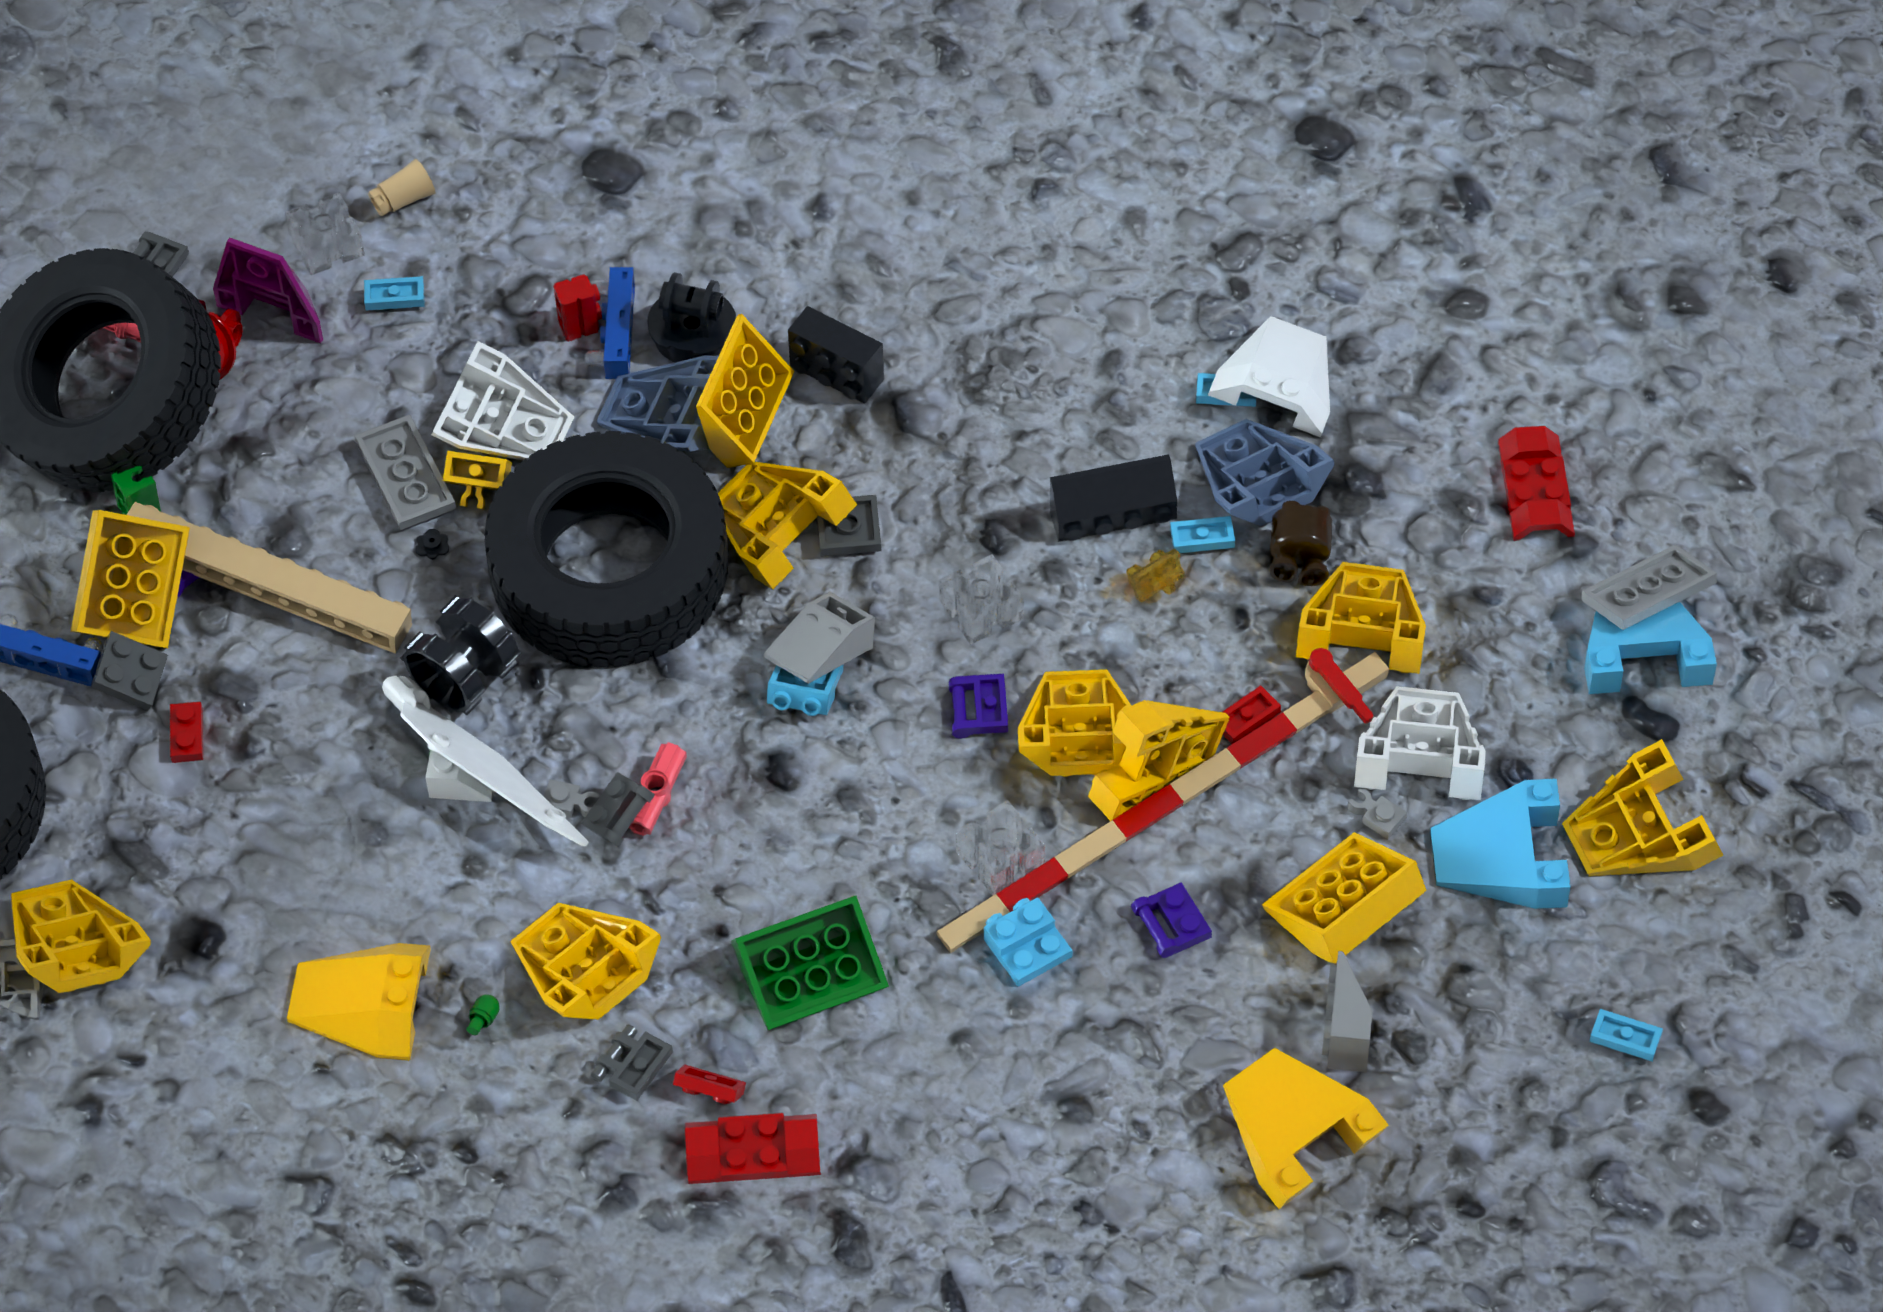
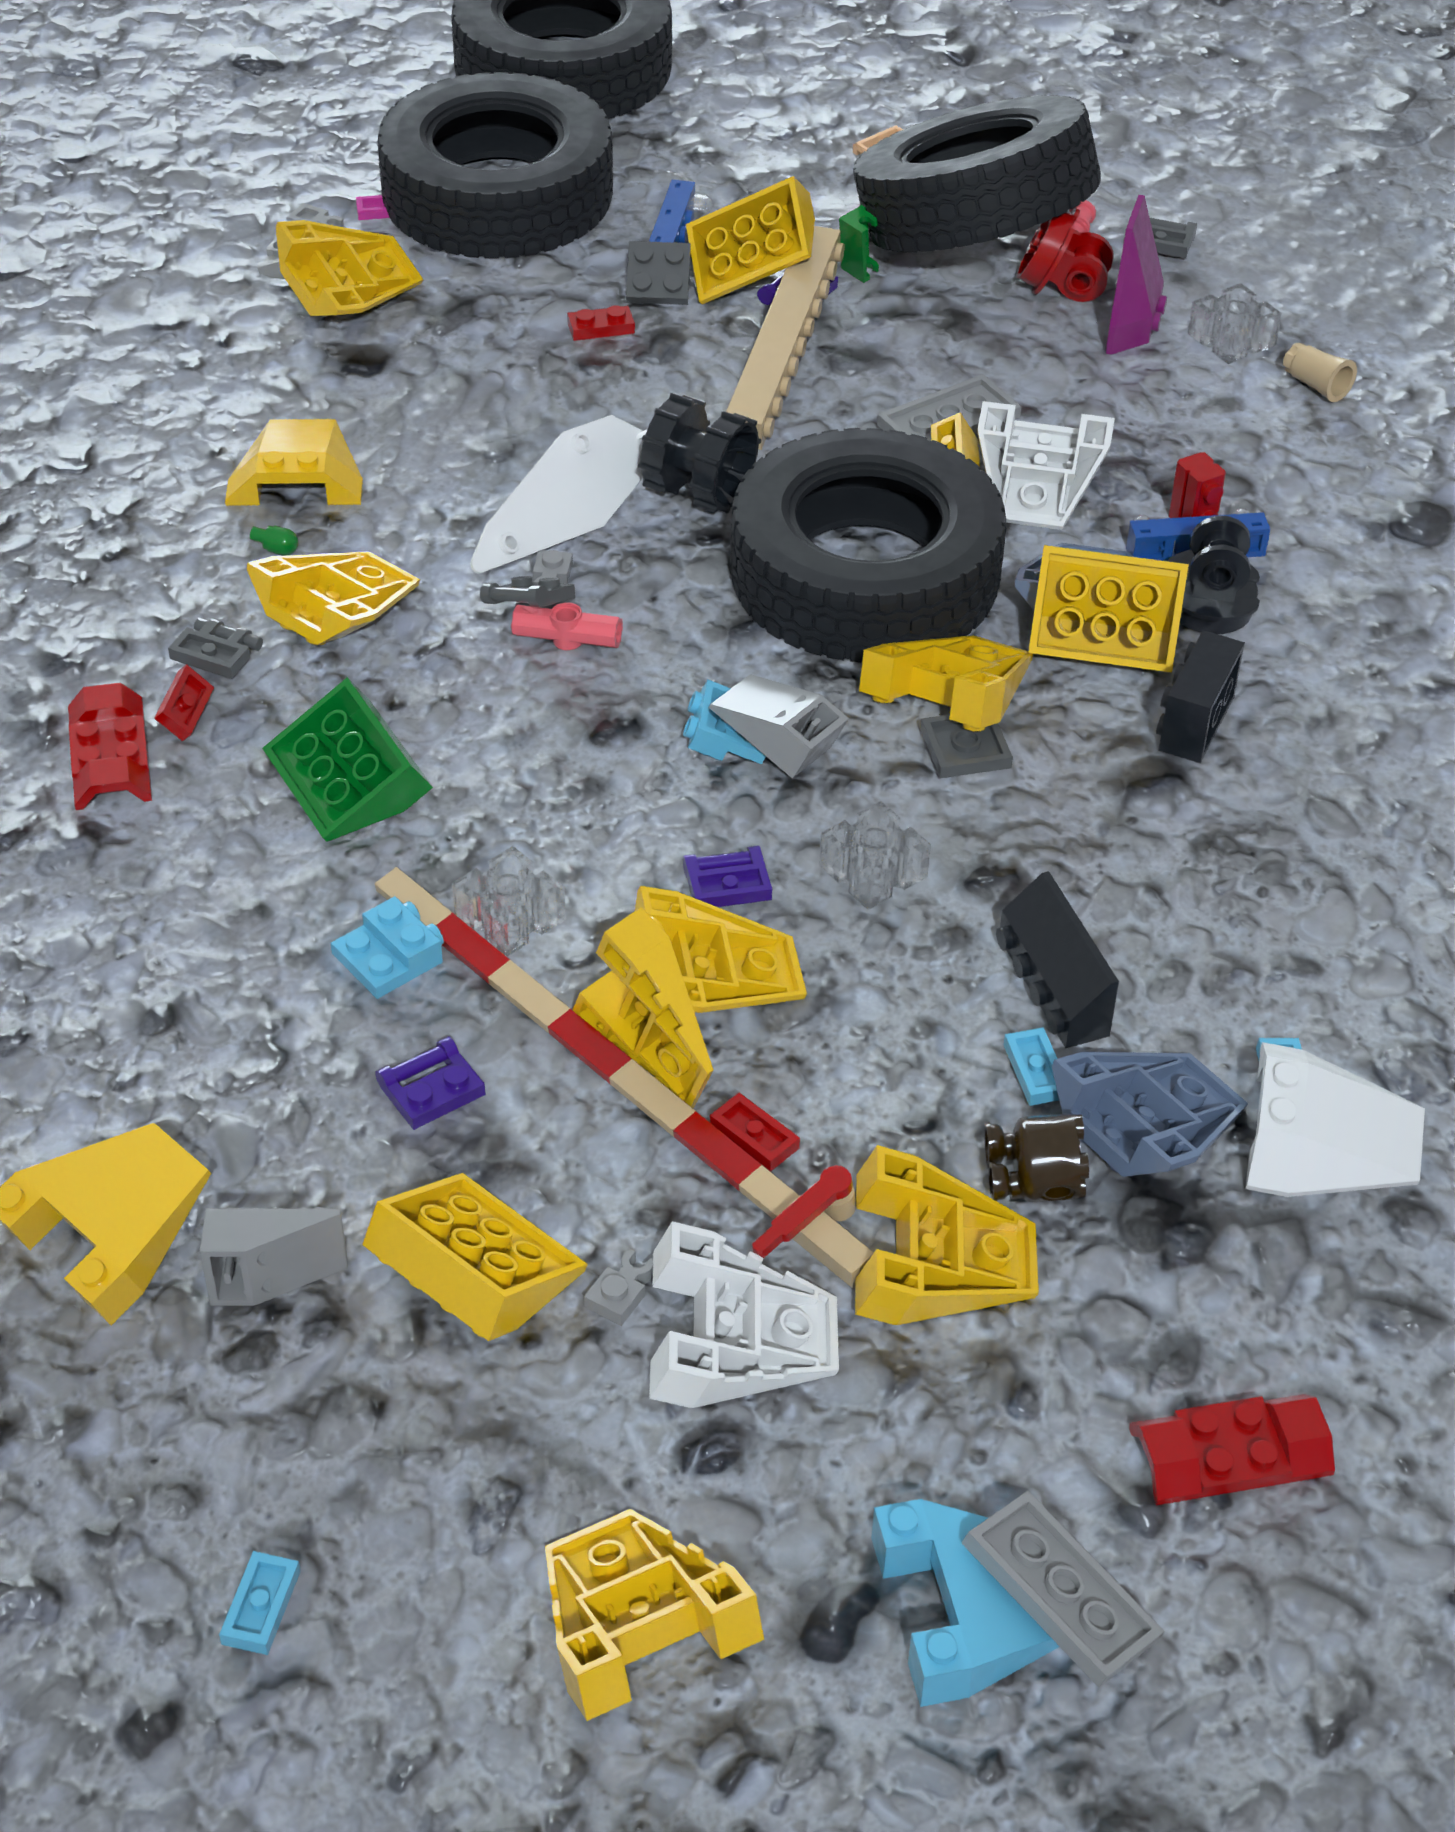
camera: 80 degrees right, 10 degrees down
(394, 293) = (1181, 384): medium azure plate -> none
(1157, 575) = (957, 1023): clear yellow hips -> none
(1492, 849) = (573, 1414): medium azure wedge -> none

